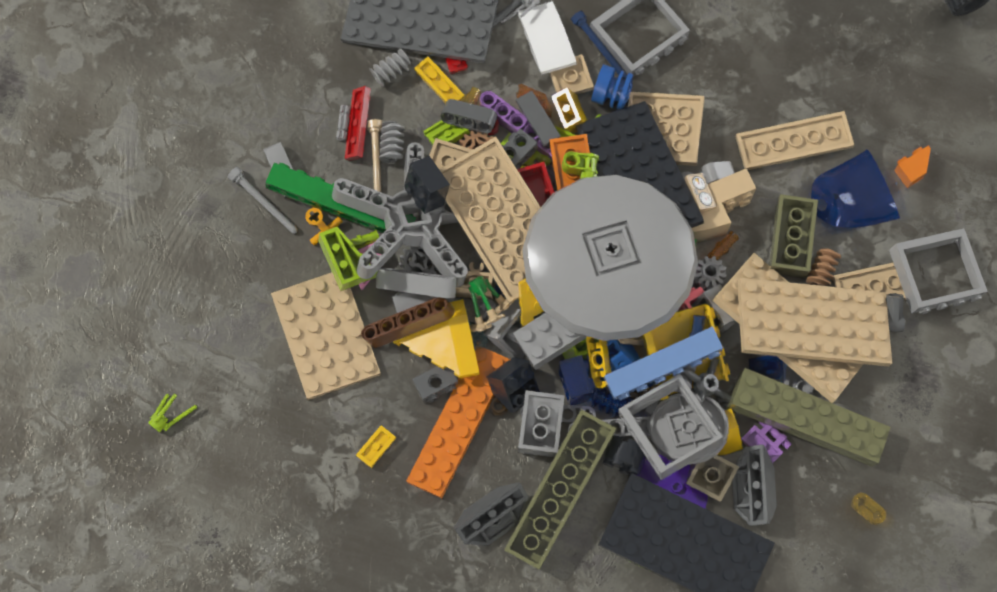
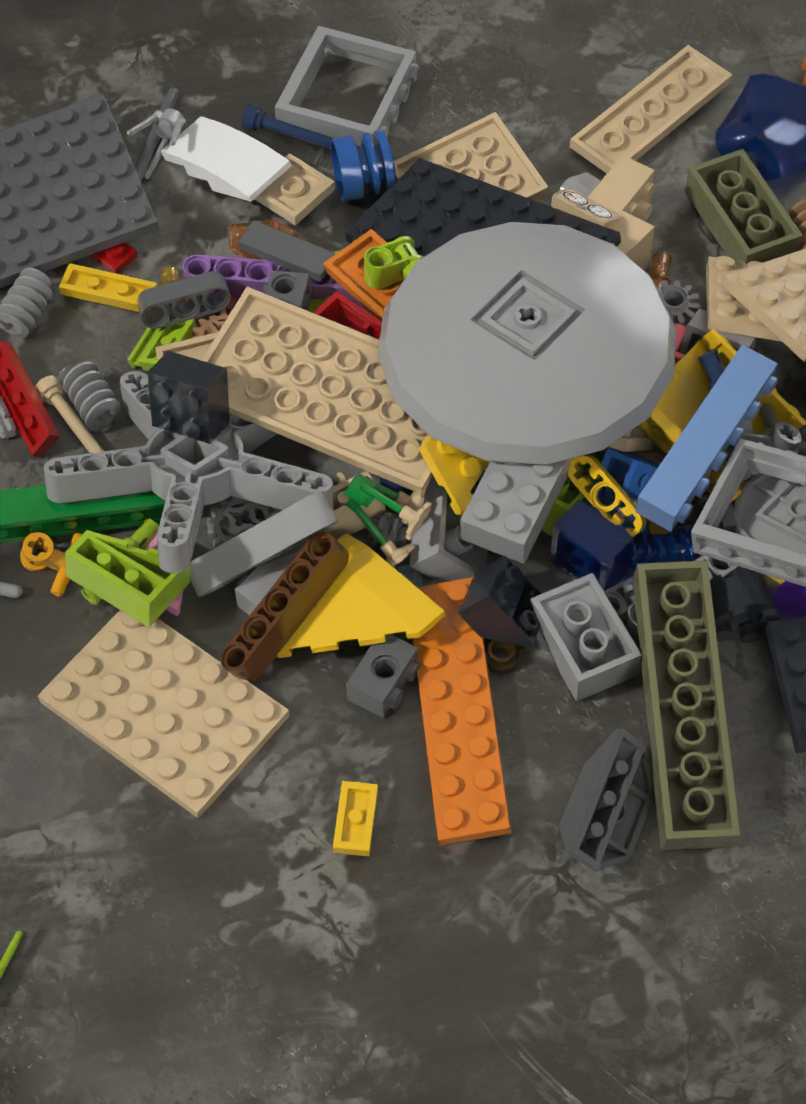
camera: 30 degrees left, 15 degrees down
(569, 109) = (320, 221): yellow brick -> none

